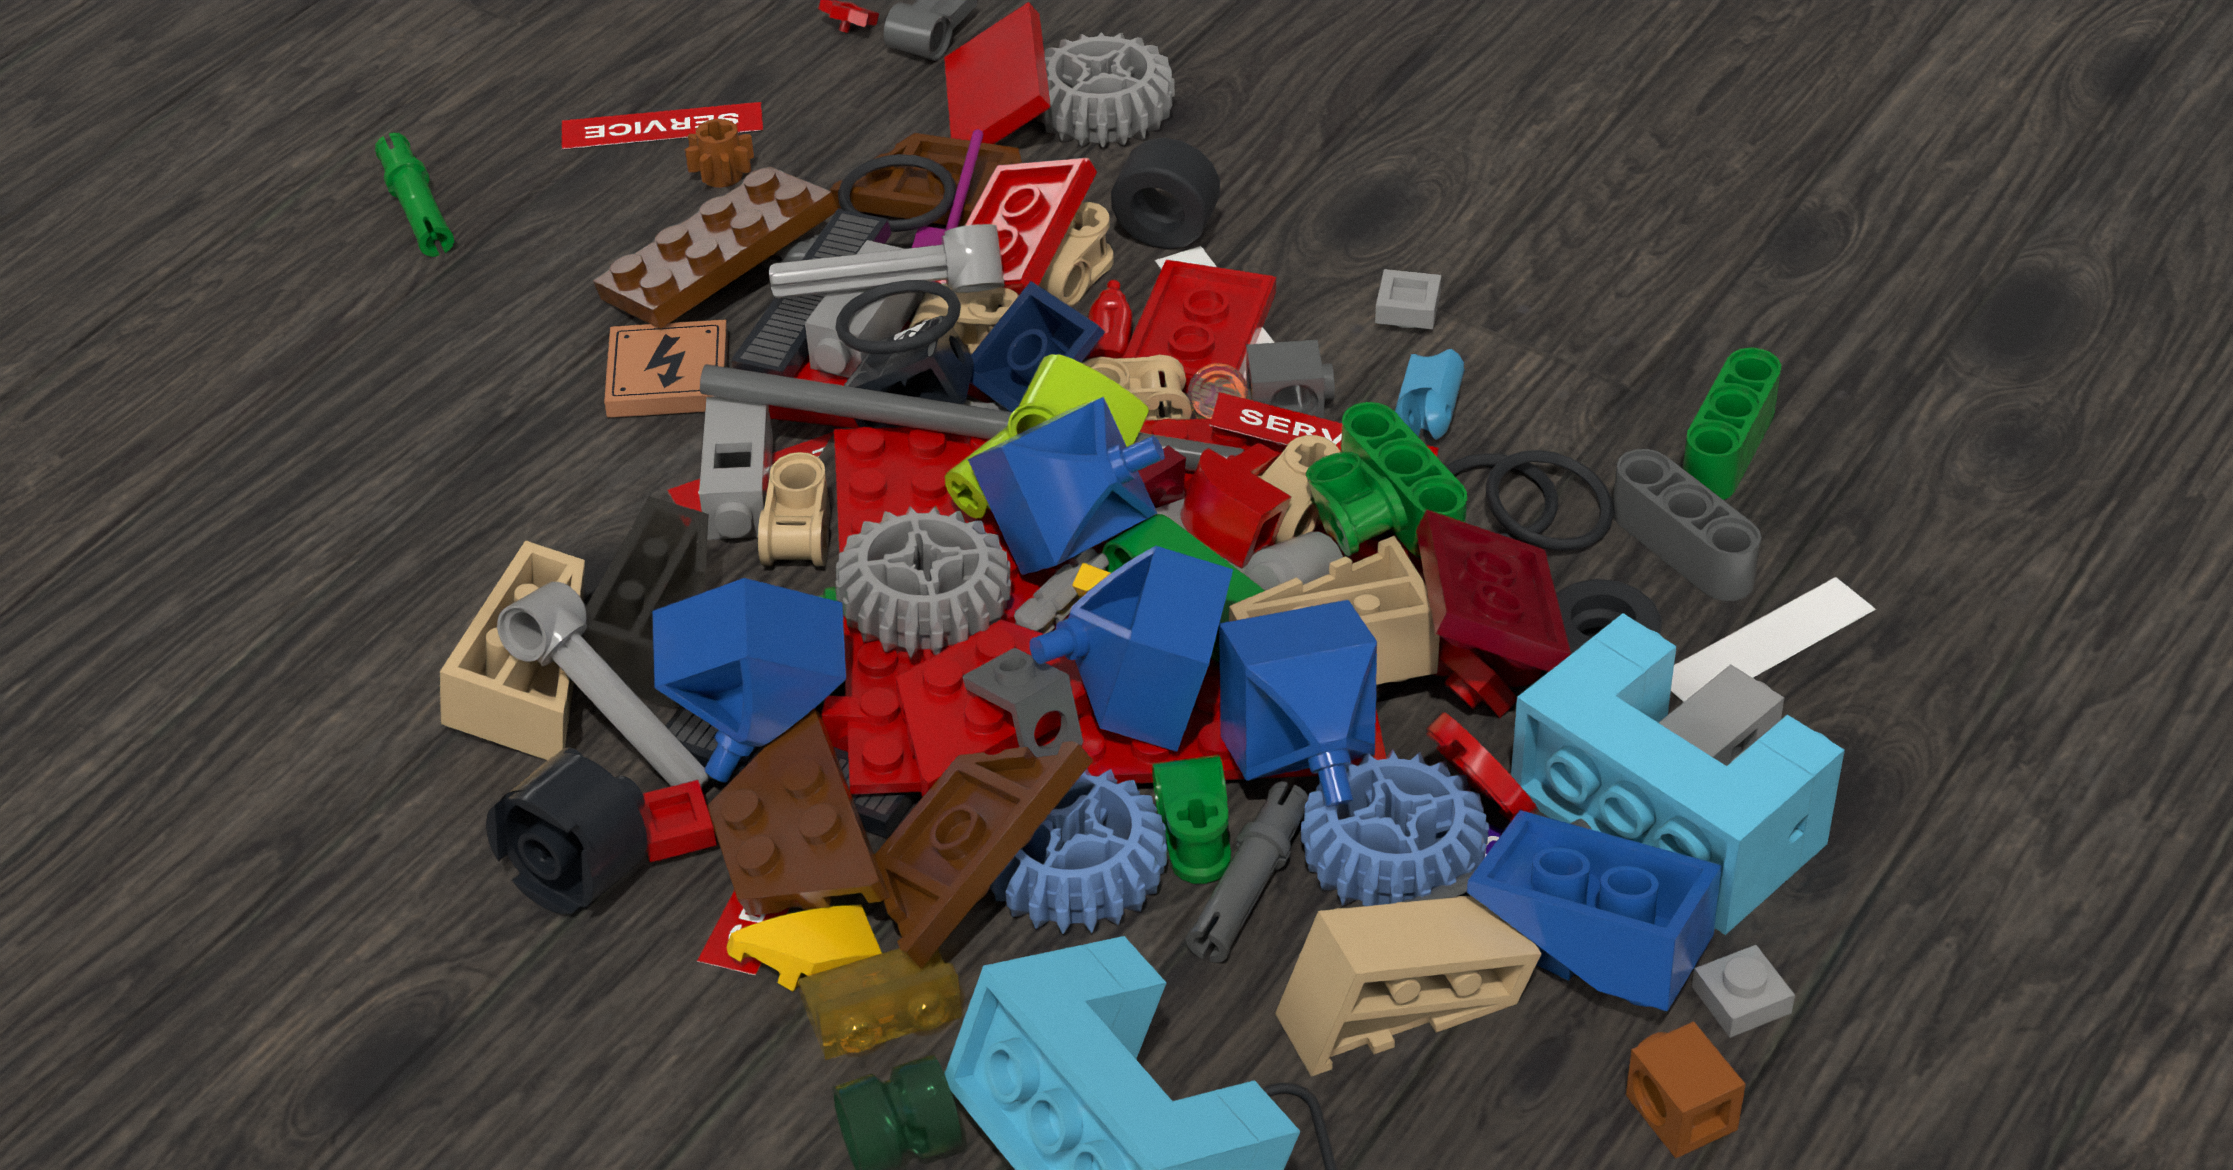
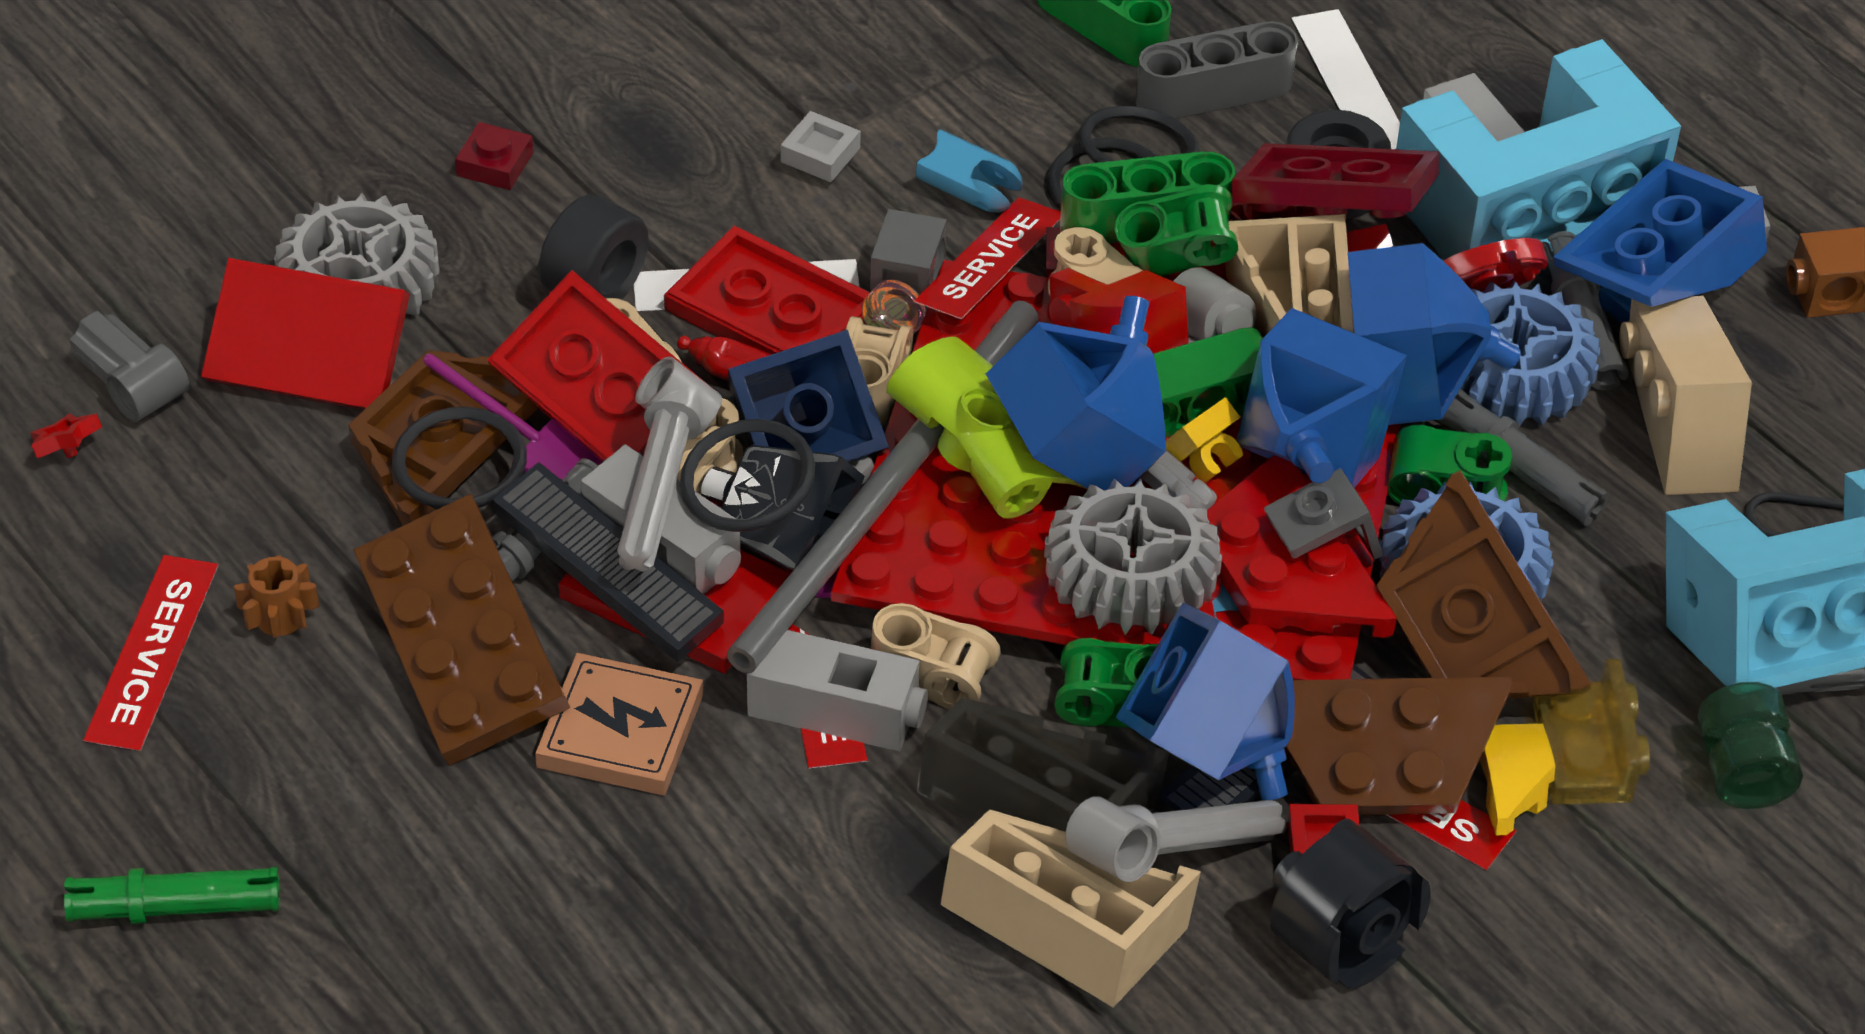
camera: 75 degrees left, 5 degrees up
(1289, 130) = (494, 155): none -> dark red plate

